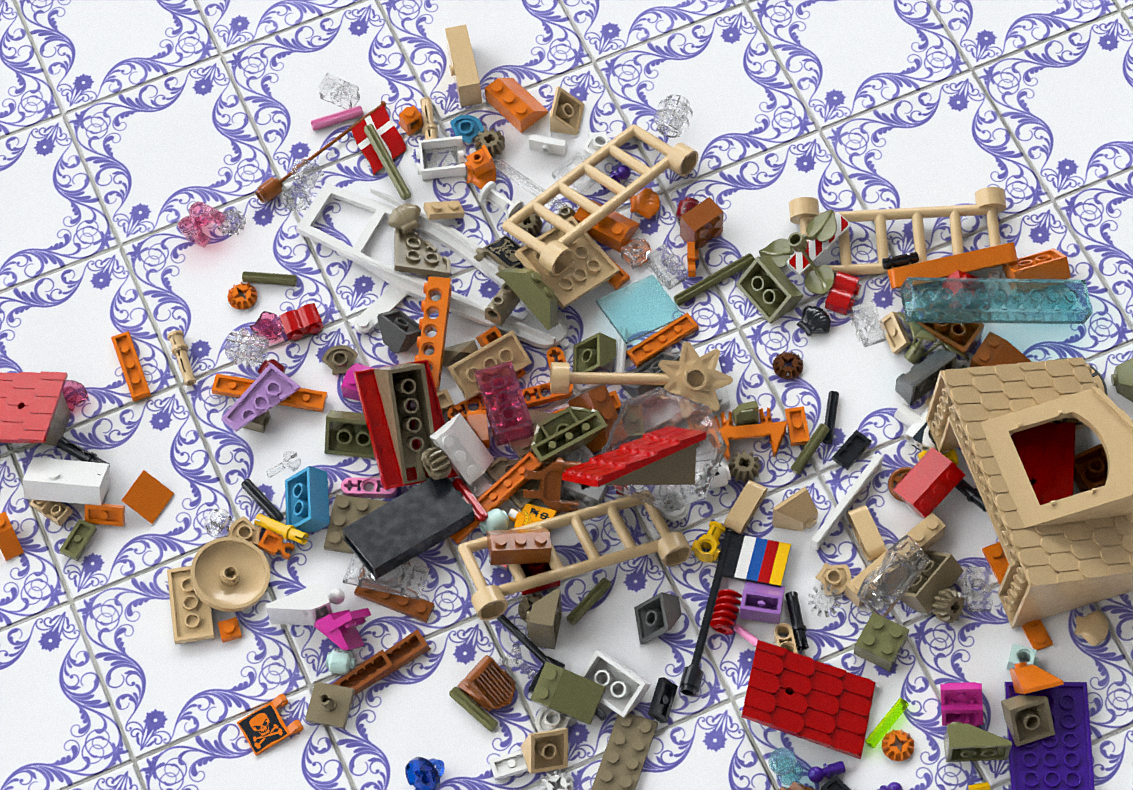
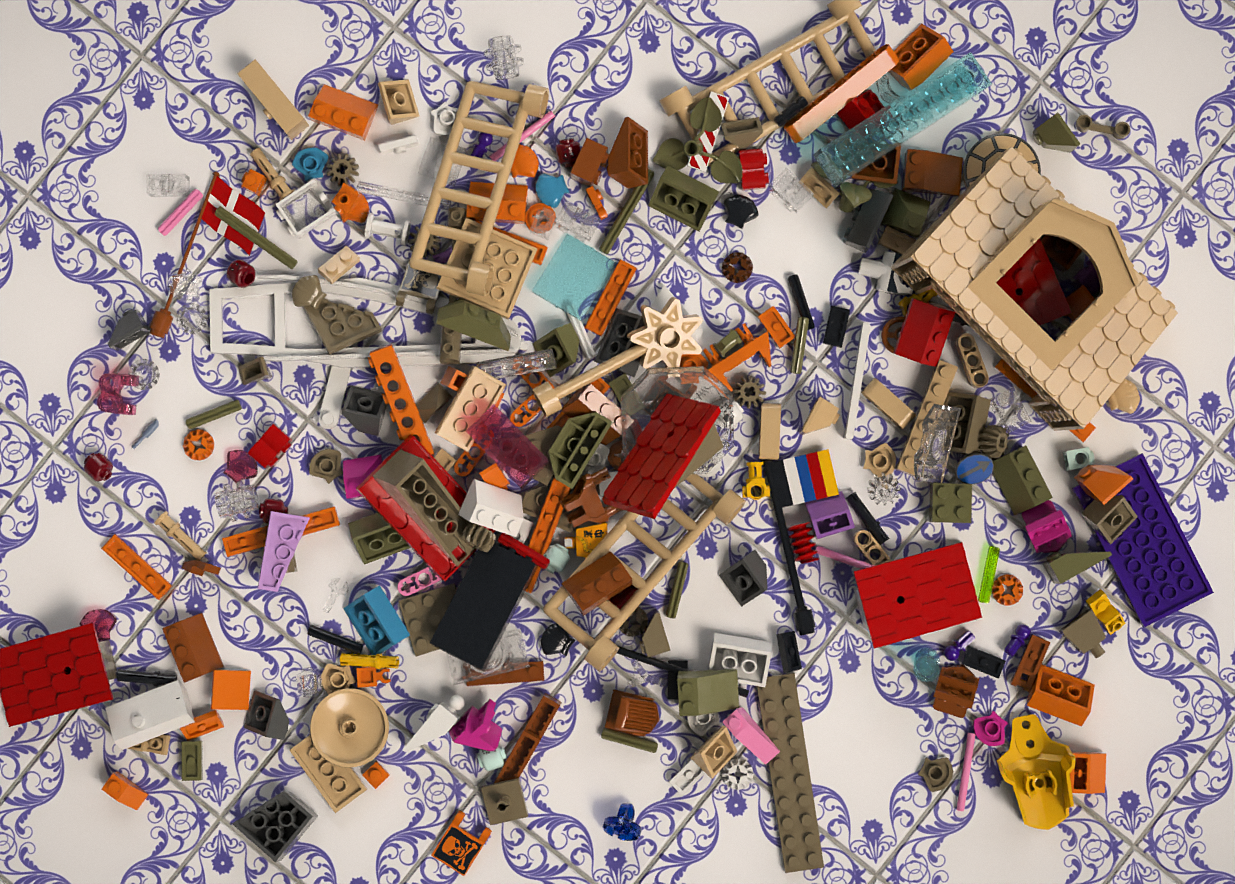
camera: 25 degrees left, 25 degrees up
(118, 625) = (277, 824): none -> dark grey wedge
(136, 447) = (193, 647): none -> dark orange slope
(148, 273) = (98, 467): none -> dark red head
(165, 534) = (267, 716): none -> dark grey slope
(184, 388) = (199, 567): none -> dark orange slope
(207, 267) = (147, 432): none -> sand blue piece
(238, 182) = (128, 329): none -> dark grey slope
(325, 259) = (254, 371): none -> dark tan slope
(358, 181) = (241, 273): none -> dark red head
(456, 591) = (556, 640): none -> black animal
(553, 350) = (519, 364): none -> clear plate
(587, 752) = (751, 735): none -> bright pink slope
(658, 233) = (551, 189): none -> dark azure animal
(669, 183) = (526, 133): none -> bright pink bar
(739, 232) = (629, 155): none -> dark orange slope
(847, 257) = (742, 132): none -> dark tan slope
(920, 620) = (974, 468): none -> blue piece
(957, 652) = (1020, 480): none -> olive slope
(962, 523) = (973, 351): none -> tan beam

